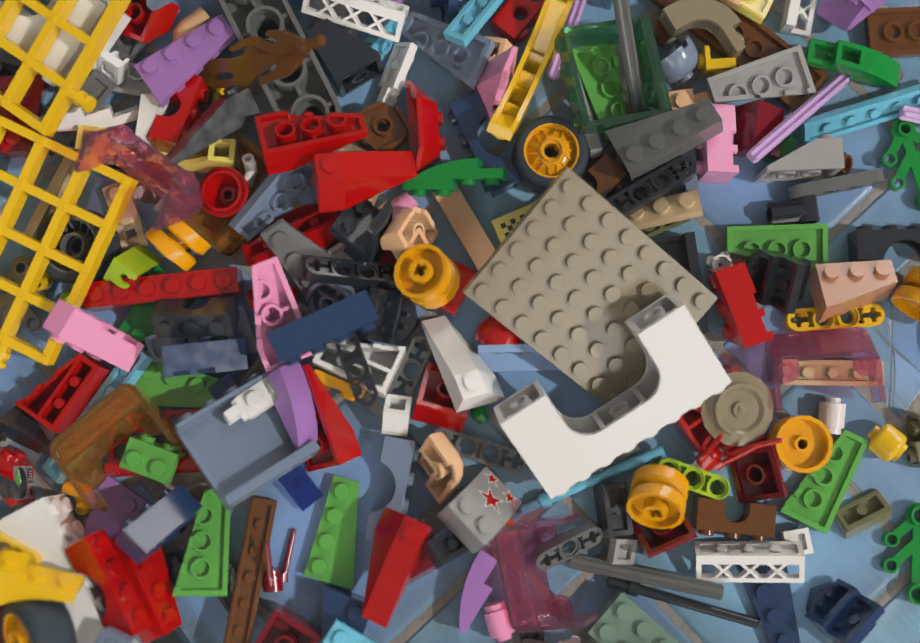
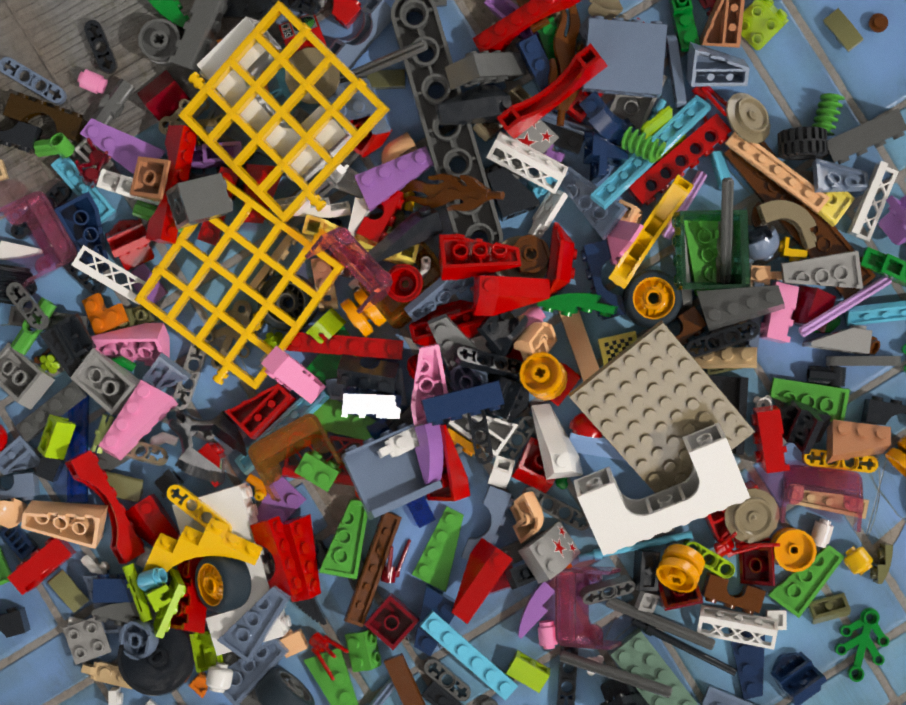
camera: 15 degrees right, 5 degrees up
(158, 523) = (318, 519): wedge -> none

